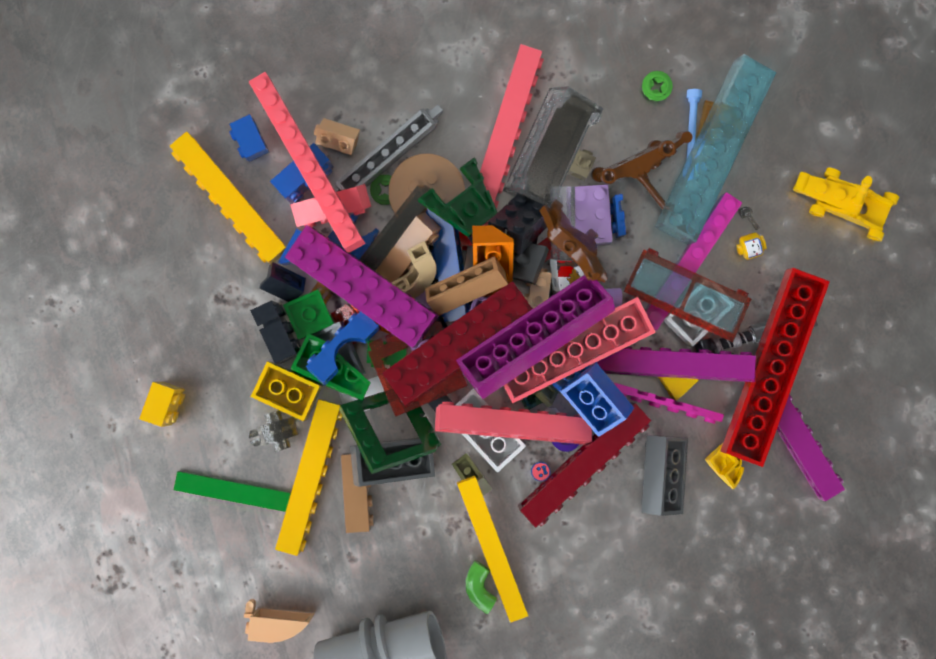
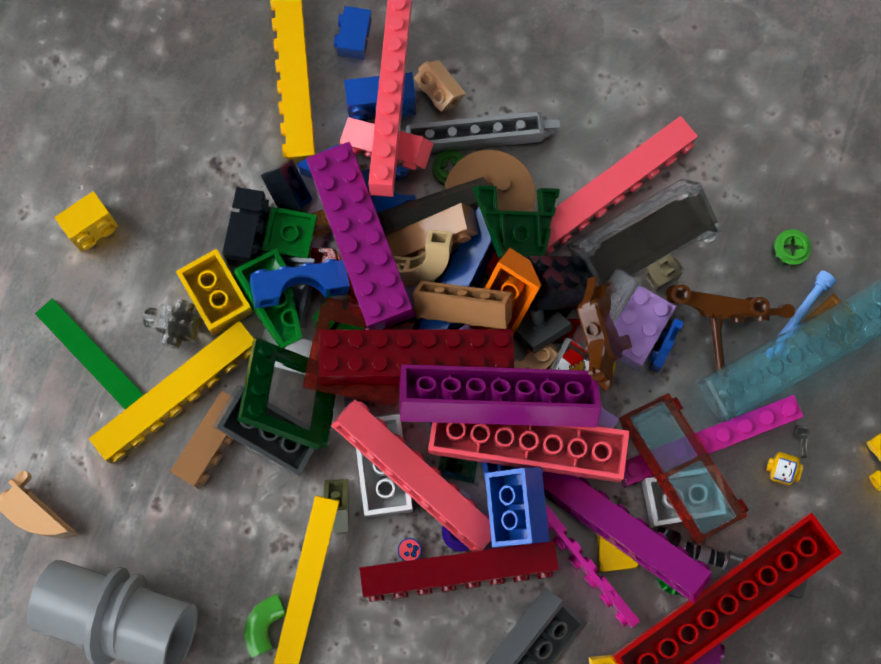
camera: 40 degrees right, 10 degrees down
(547, 395) = (470, 473): olive tile -> none

